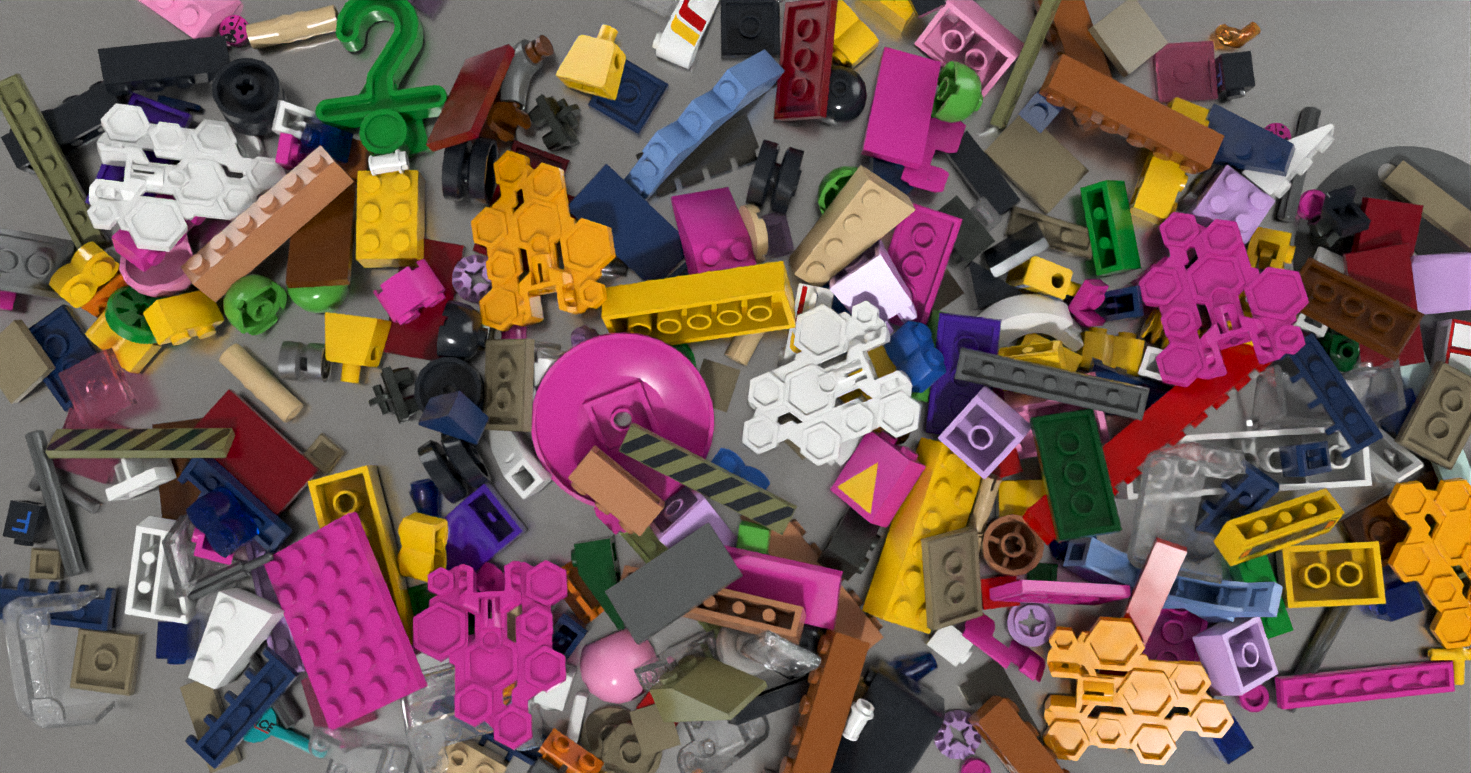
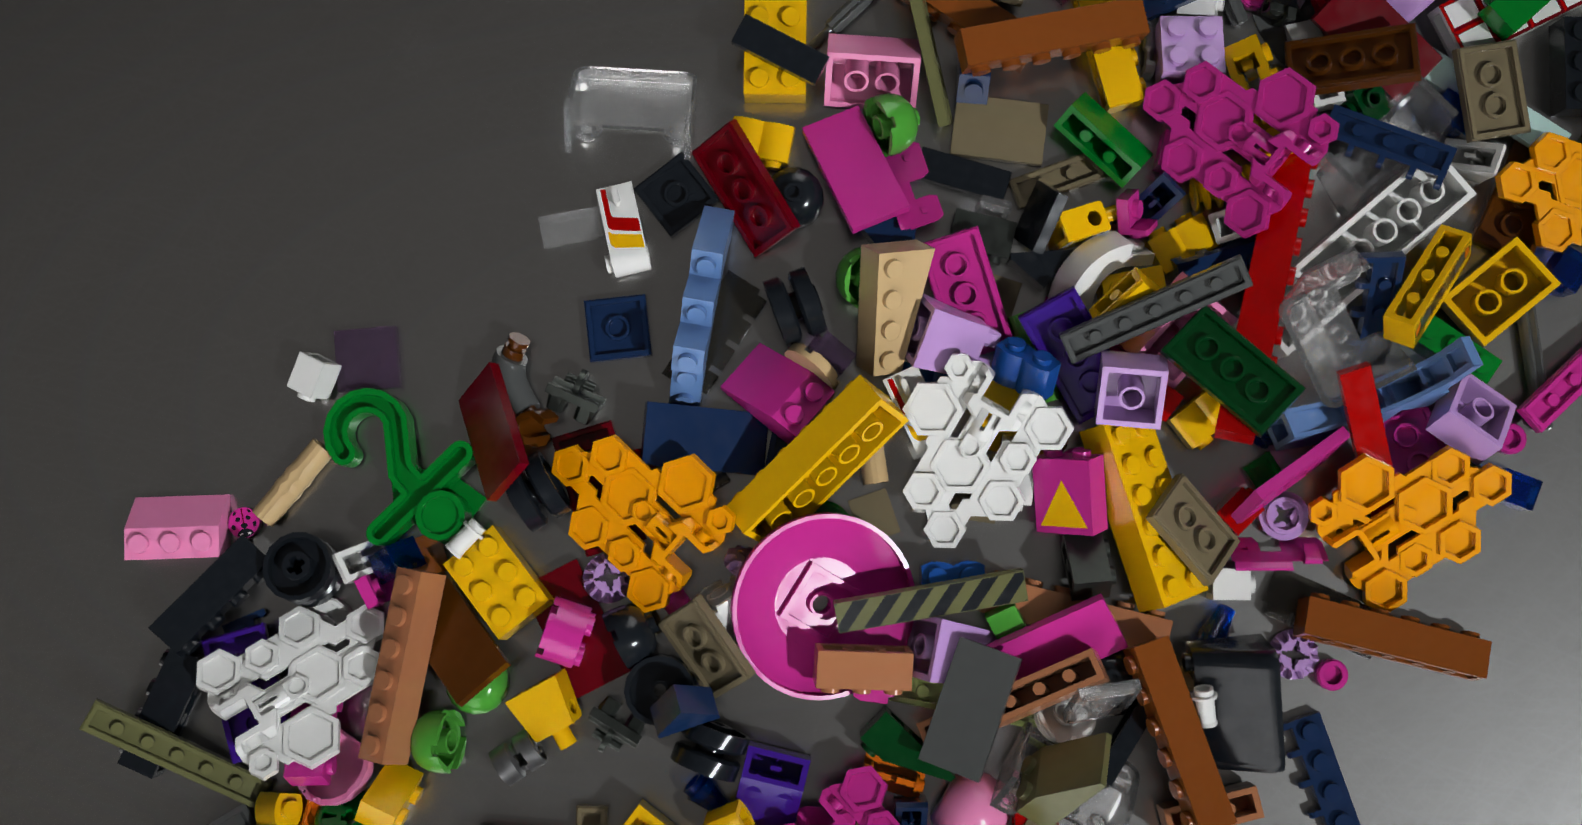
camera: 30 degrees left, 0 degrees up
(261, 382) = (494, 802): tan axle -> none
(518, 461) = (761, 705): white slope -> none
(594, 64) = (572, 324): yellow torso -> none
(983, 505) = (1173, 450): tan pin -> none
(1011, 546) = (1221, 466): nougat cylinder -> none
(1305, 459) = (1407, 213): dark blue slope -> none

